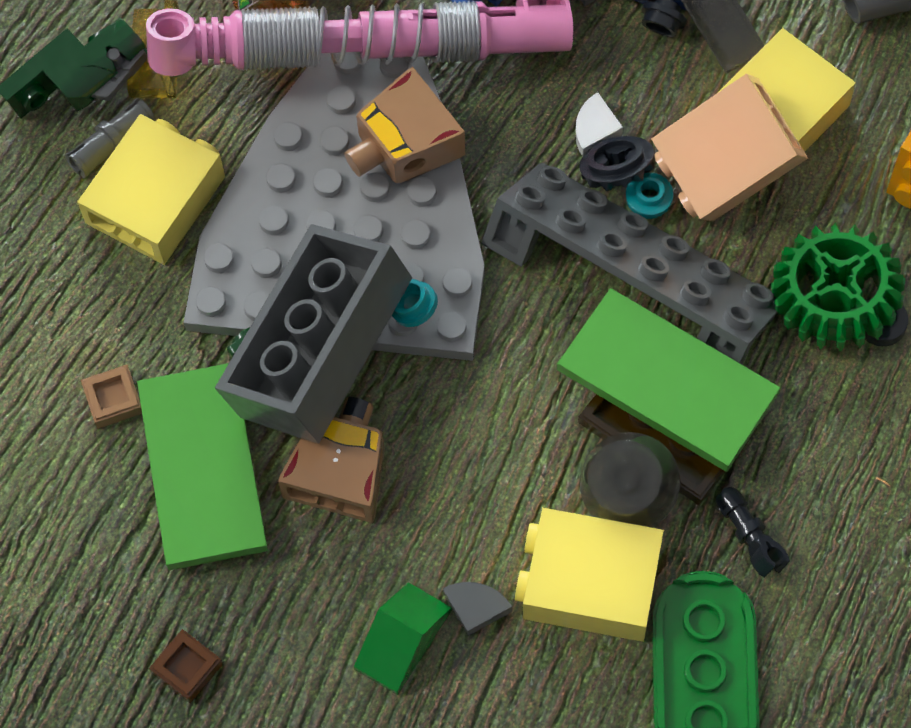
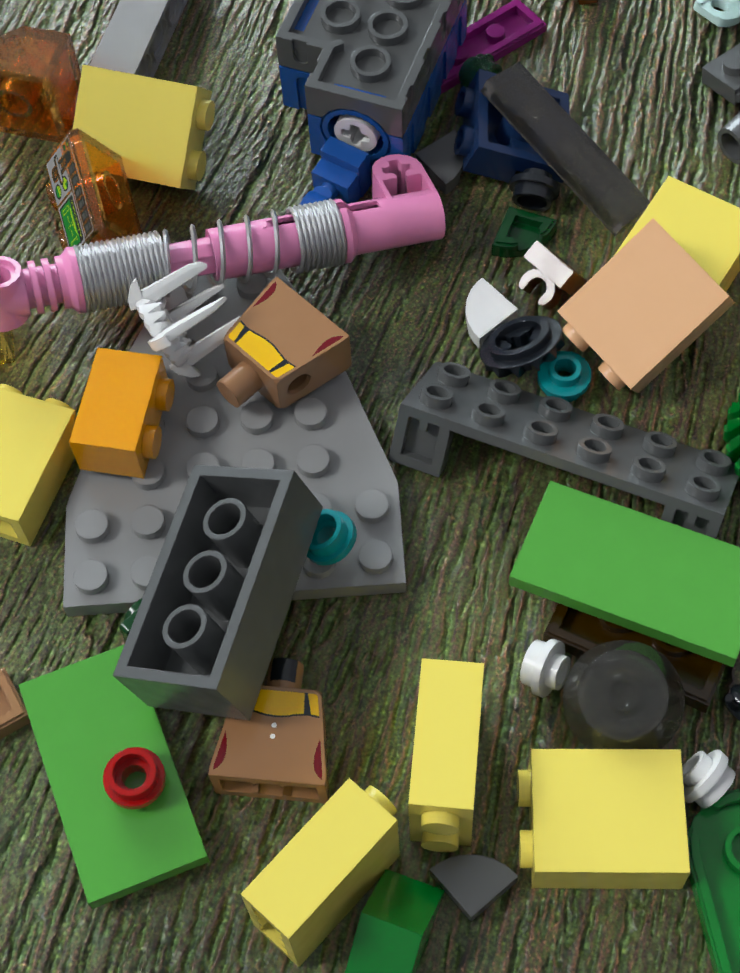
camera: 10 degrees left, 5 degrees down
(214, 460) = (129, 761): none -> red plate
(259, 165) = (121, 413): none -> light orange brick
(306, 94) = (171, 326): none -> white piece
(356, 572) = (324, 870): none -> light yellow brick
(472, 499) = (445, 754): none -> light yellow brick
(572, 443) = (545, 667): none -> white plate
(644, 56) = (520, 232): none -> dark green tile
(662, 97) = (553, 272): none -> tile
(682, 557) = (707, 777): none -> white plate

